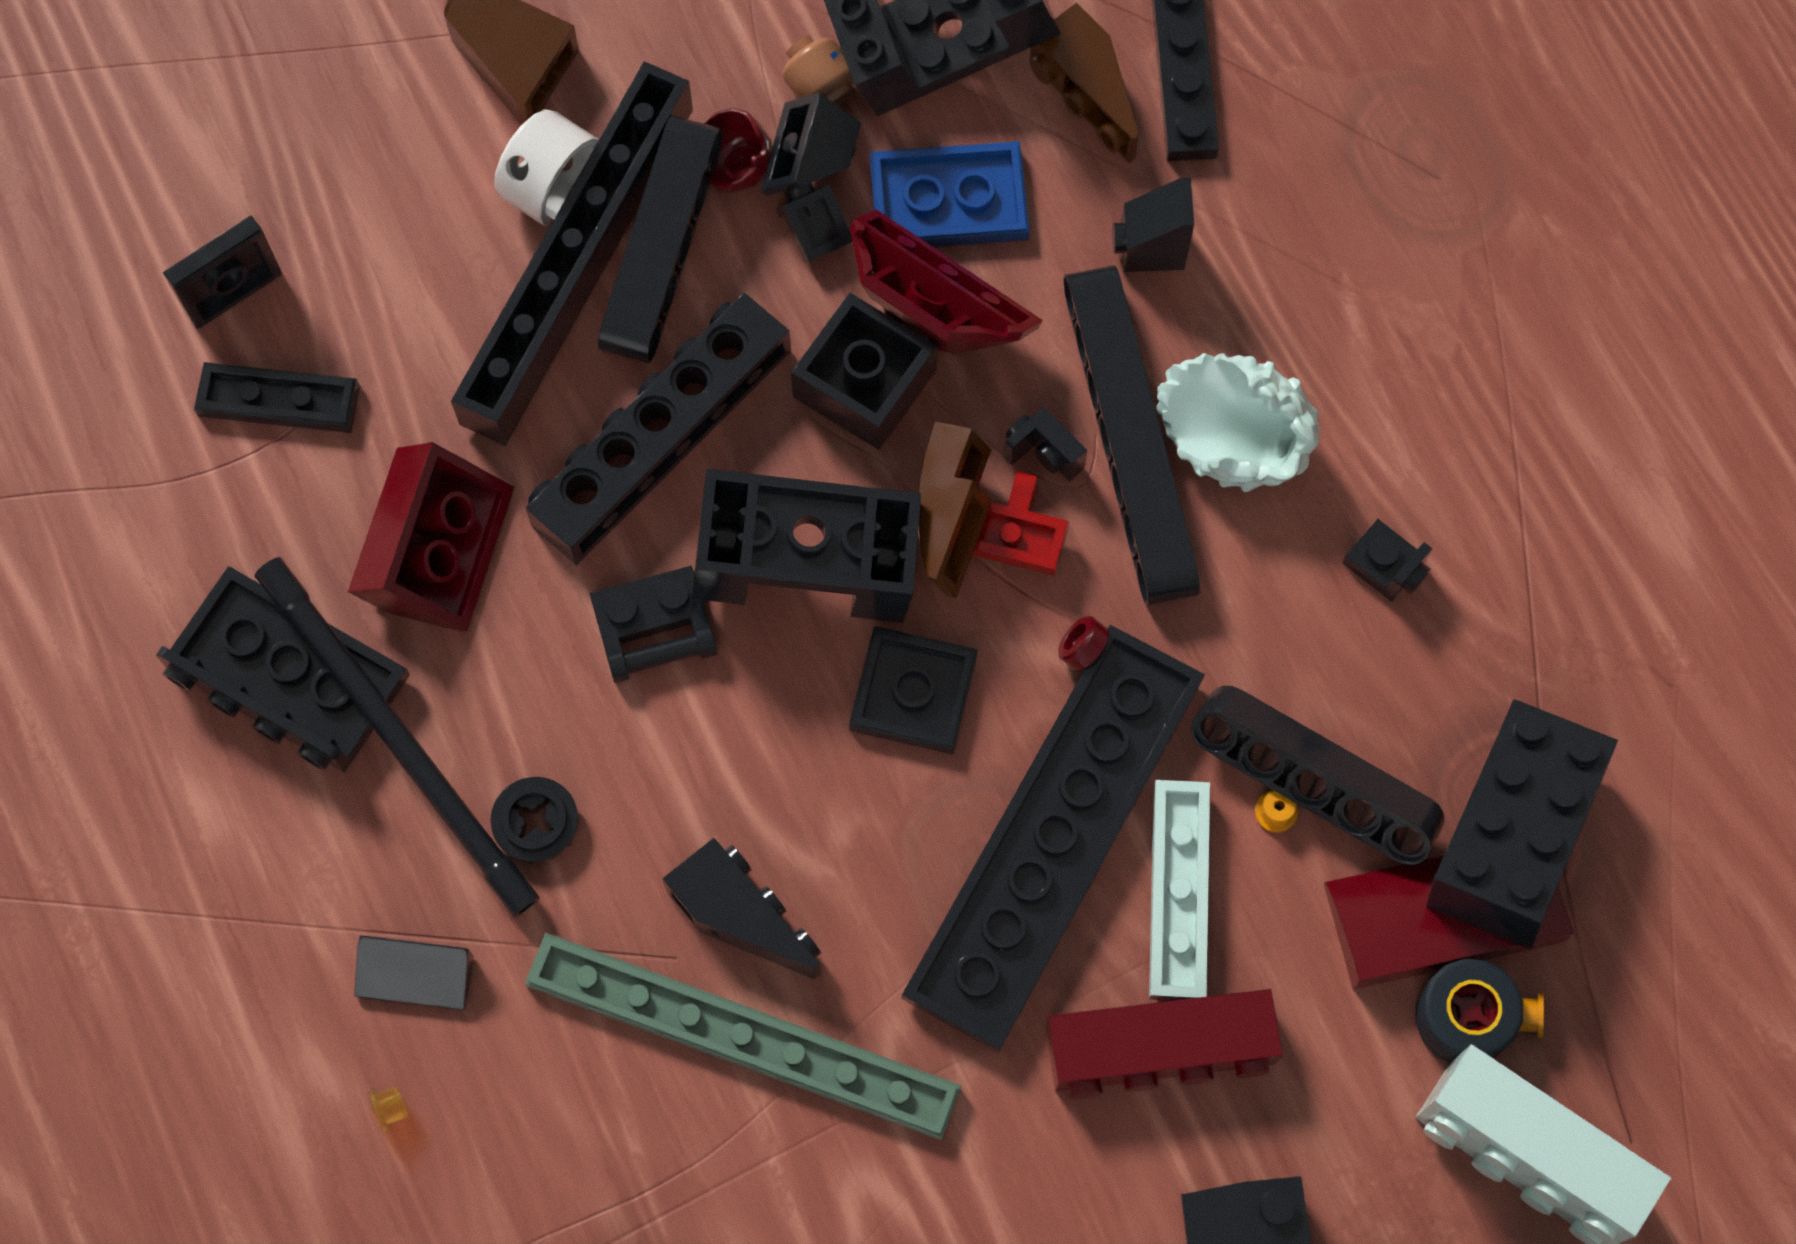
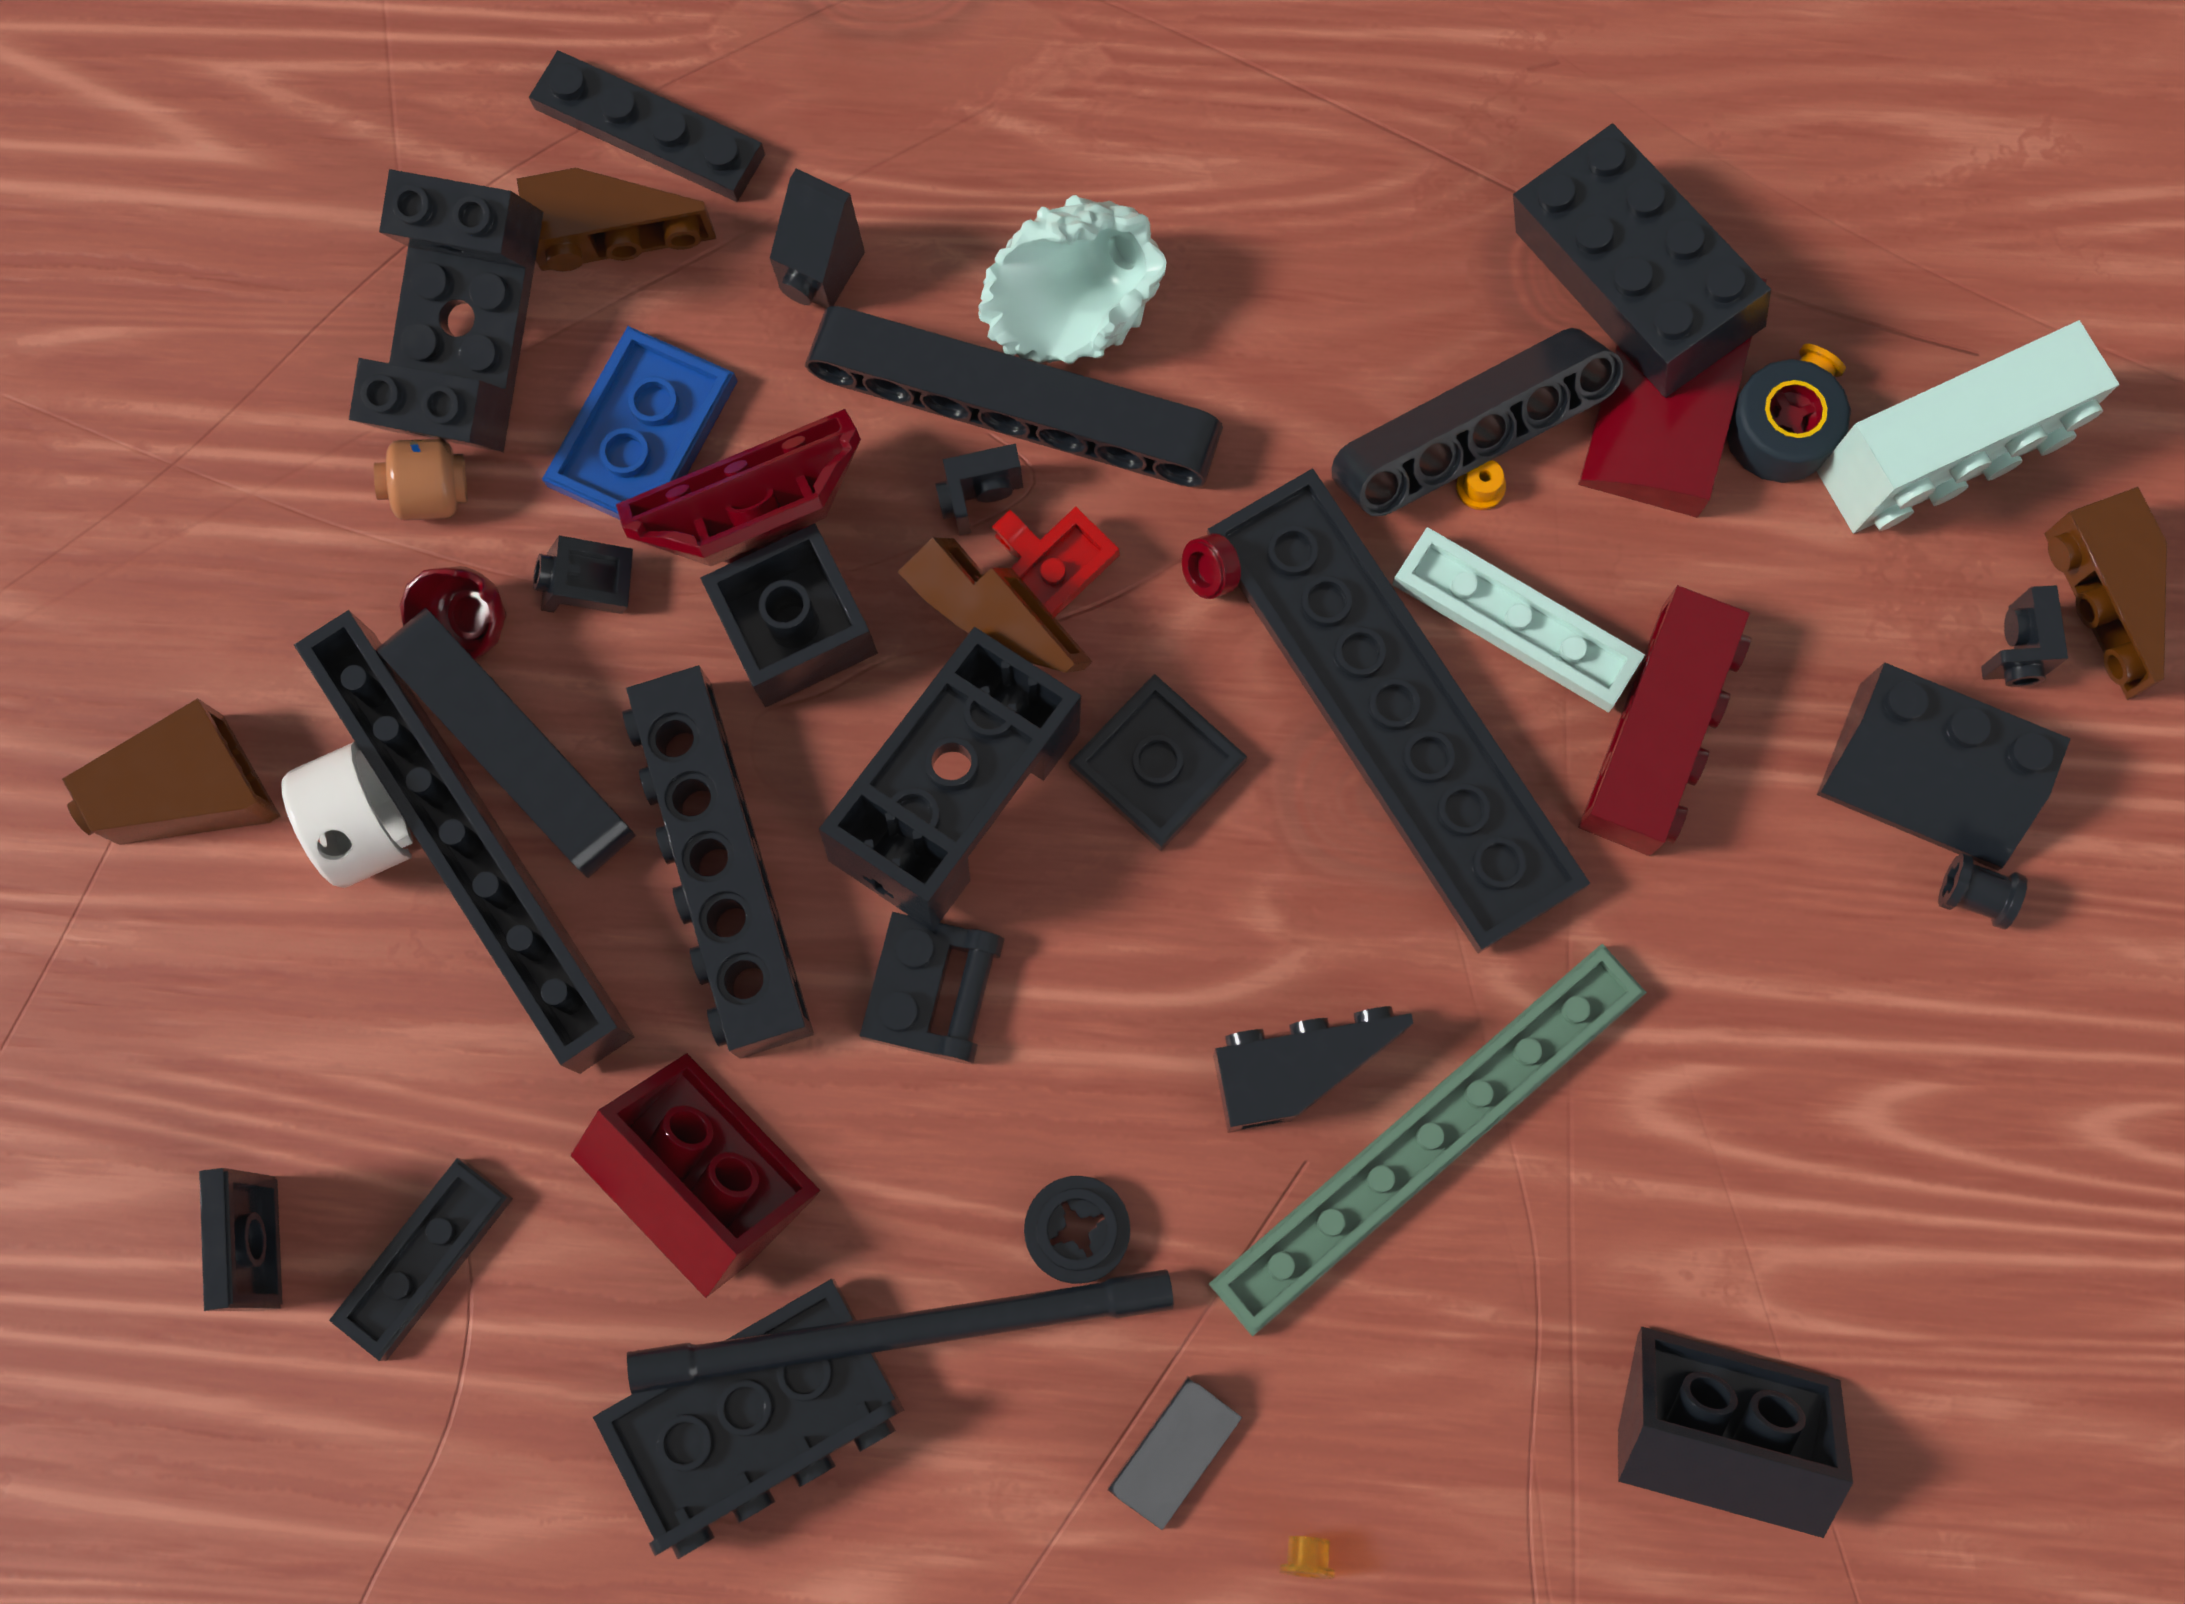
camera: 55 degrees left, 5 degrees up
(810, 144) = (500, 531): black slope -> none
(1388, 561) = (1292, 234): black bracket -> none

